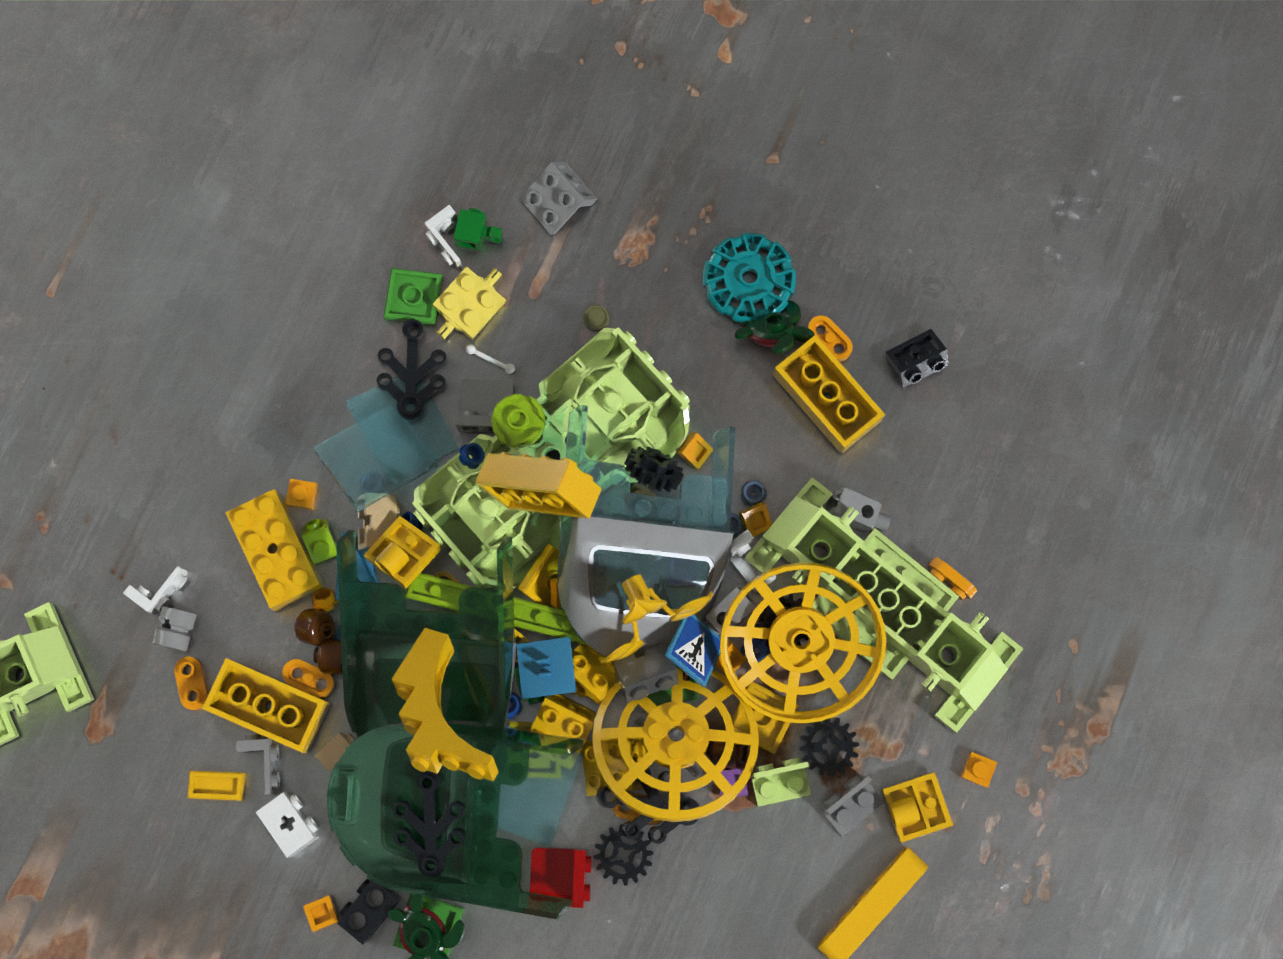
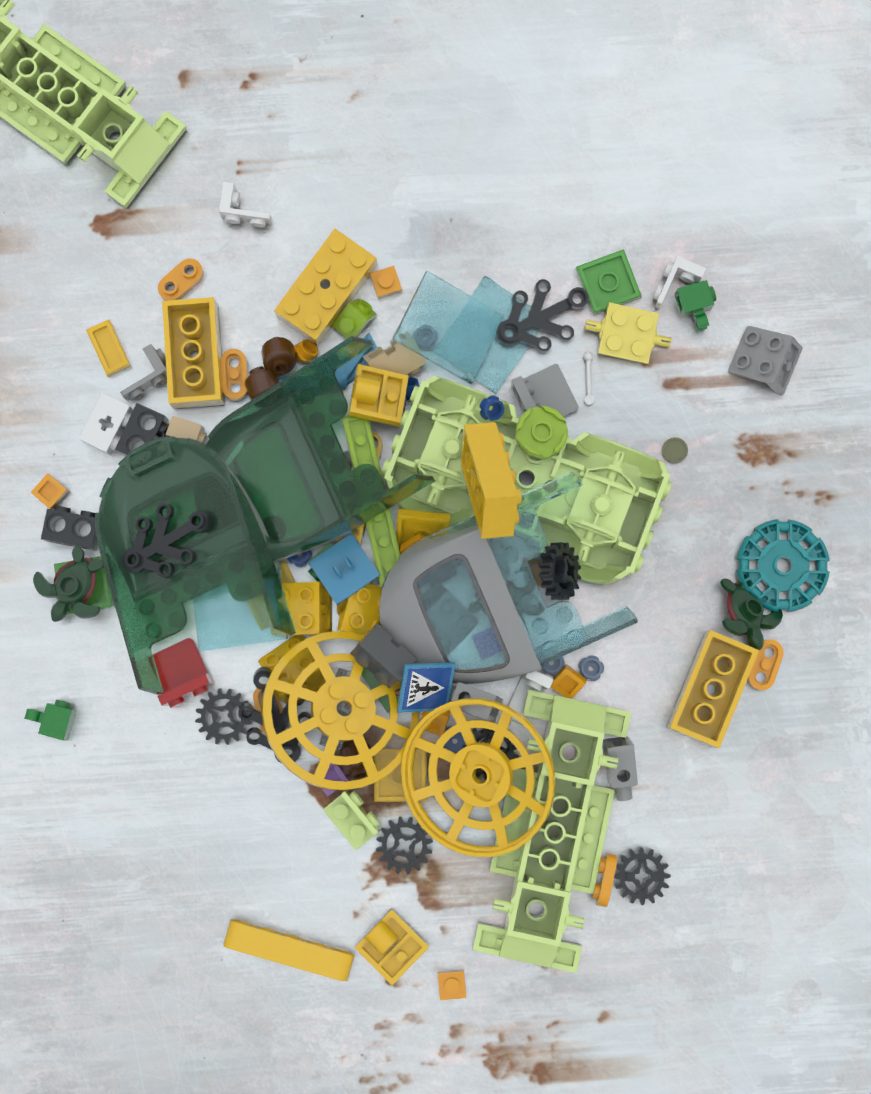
camera: 65 degrees right, 5 degrees up
(174, 628) = (216, 240): light grey wheel -> none
(311, 800) = (135, 431): none -> black brick
(434, 741) = (272, 470): yellow arch -> none
(641, 605) = (441, 616): yellow plant -> none
(695, 450) = (601, 598): light orange plate -> none
(852, 805) = (364, 889): light grey bracket -> none
(918, 358) = (789, 752): black bracket -> none
(973, 550) = (653, 875): none -> black gear

